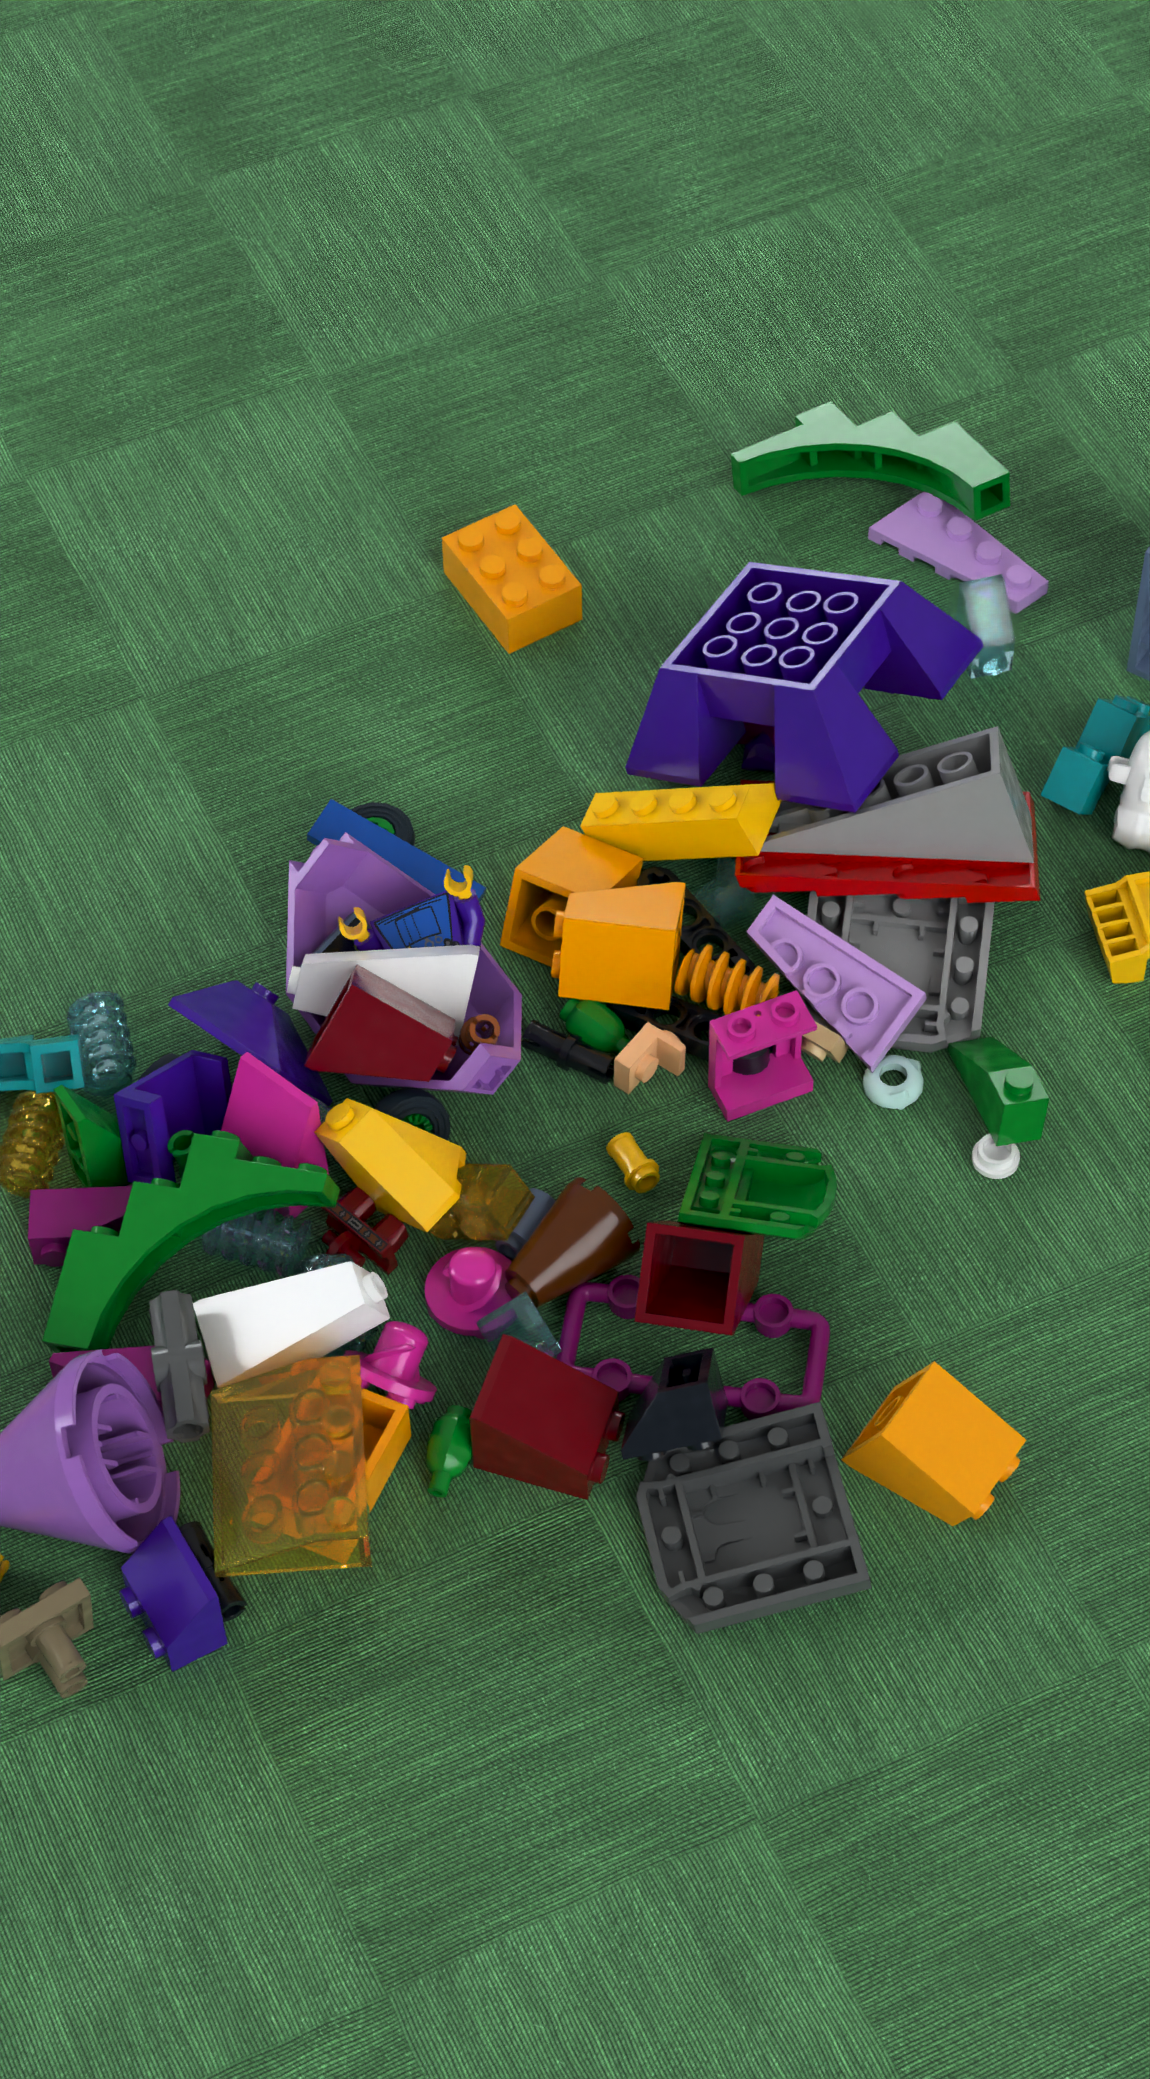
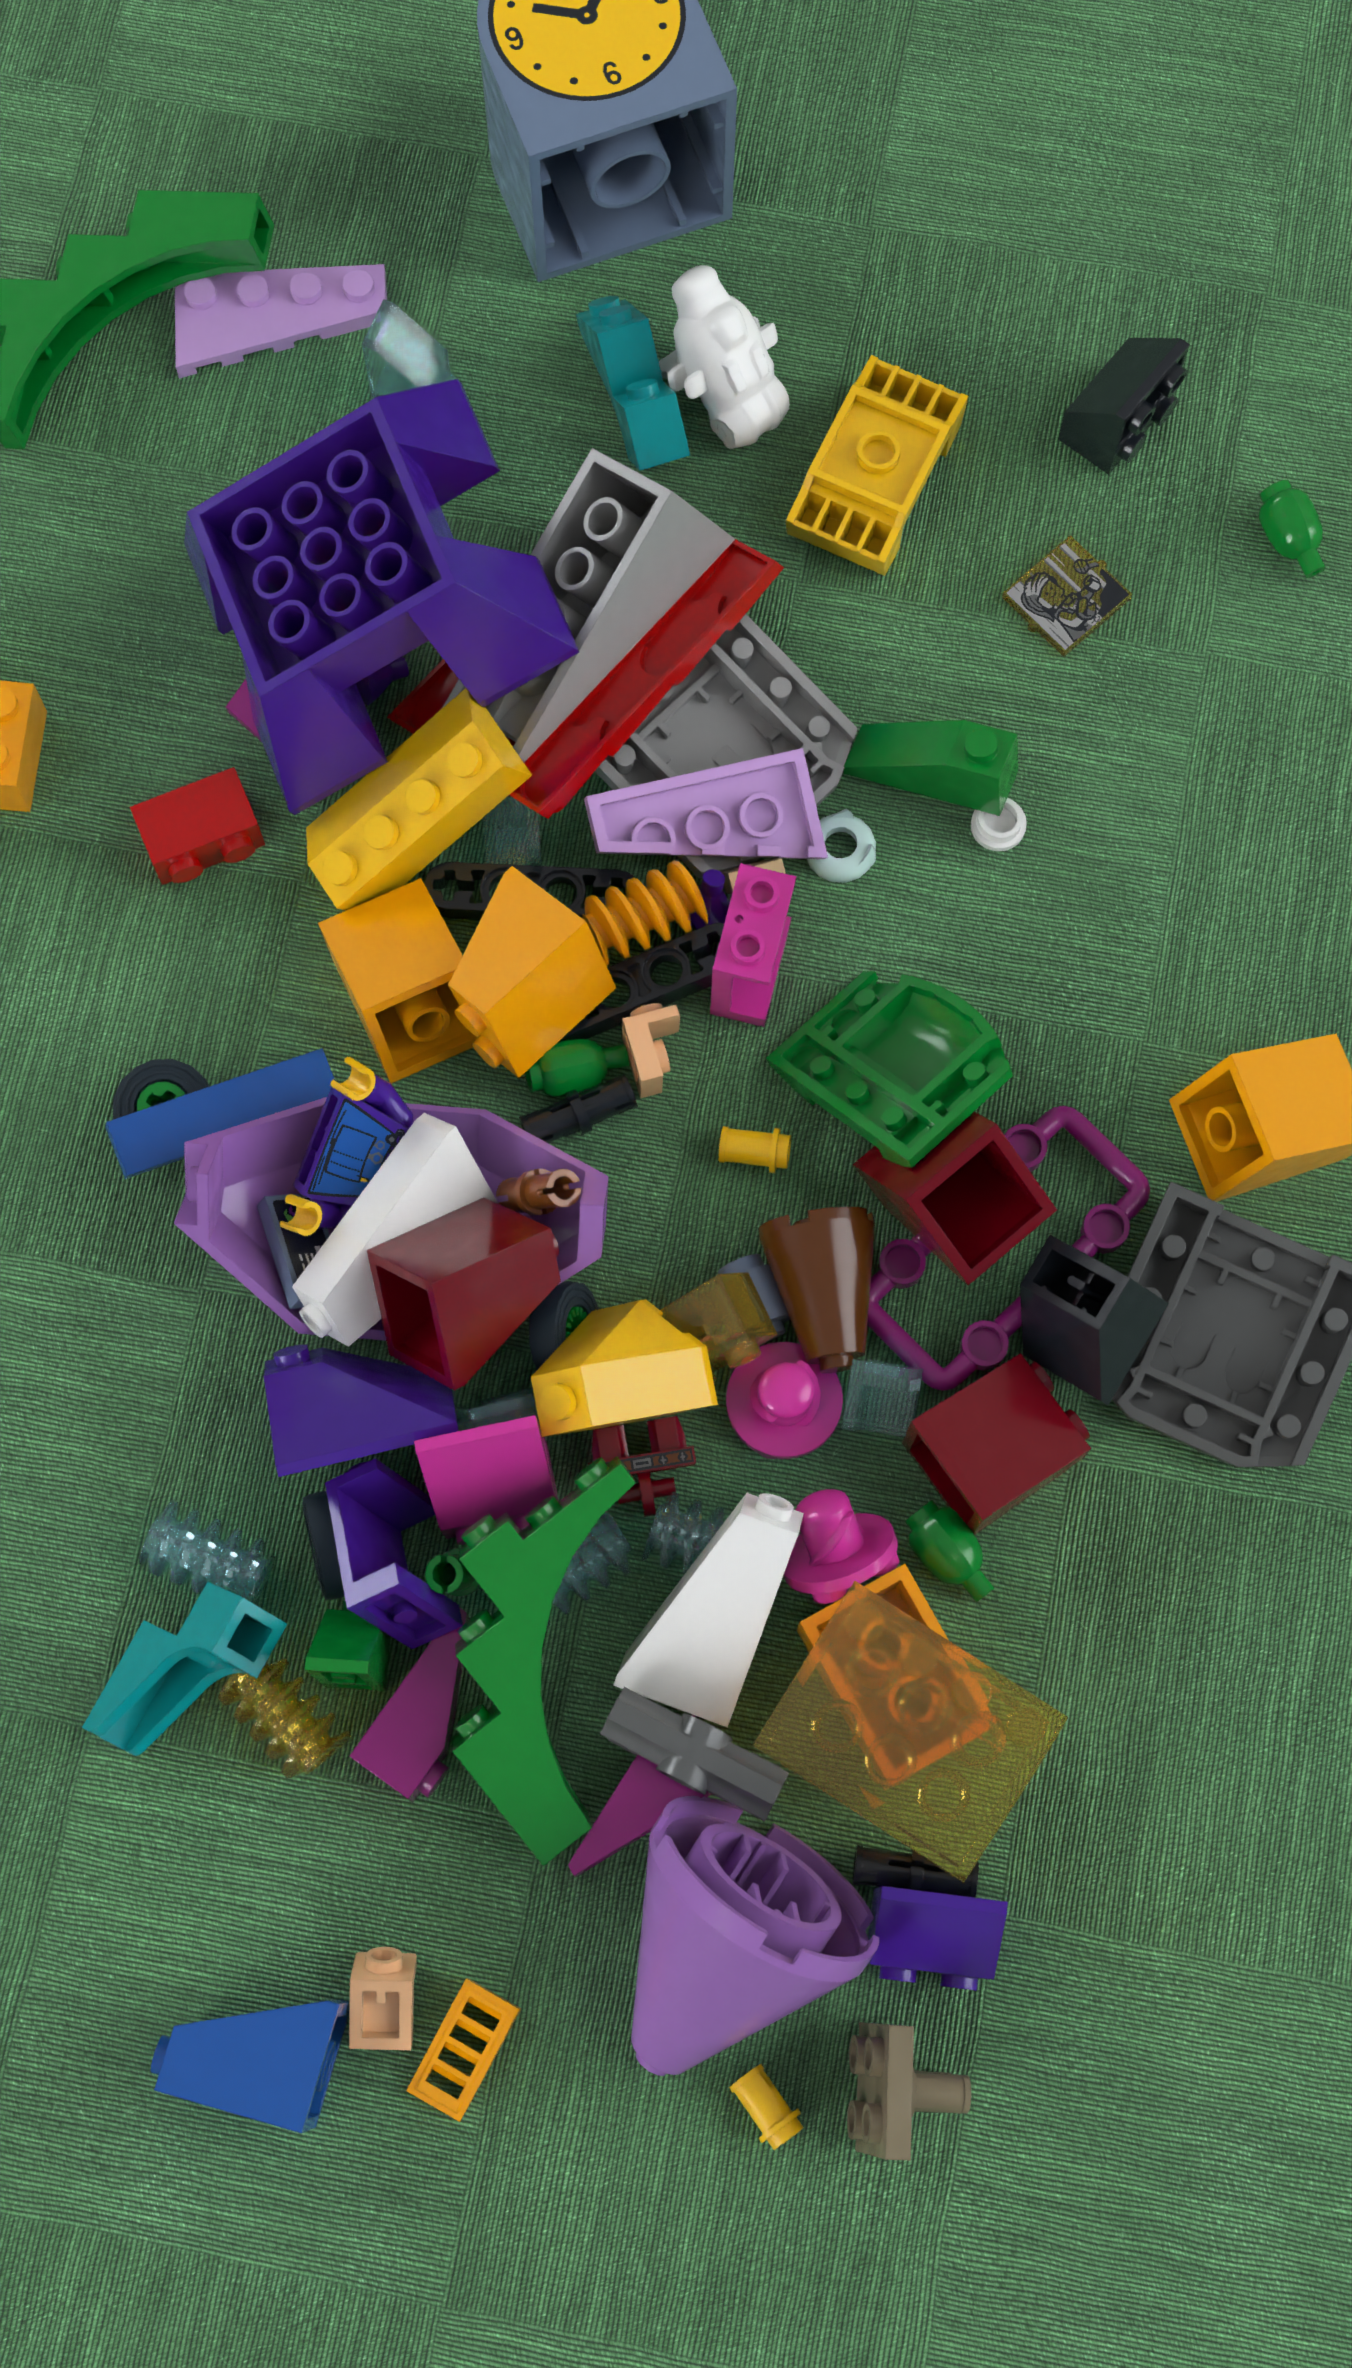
camera: 55 degrees left, 20 degrees up
(574, 732) = (198, 827): none -> red brick

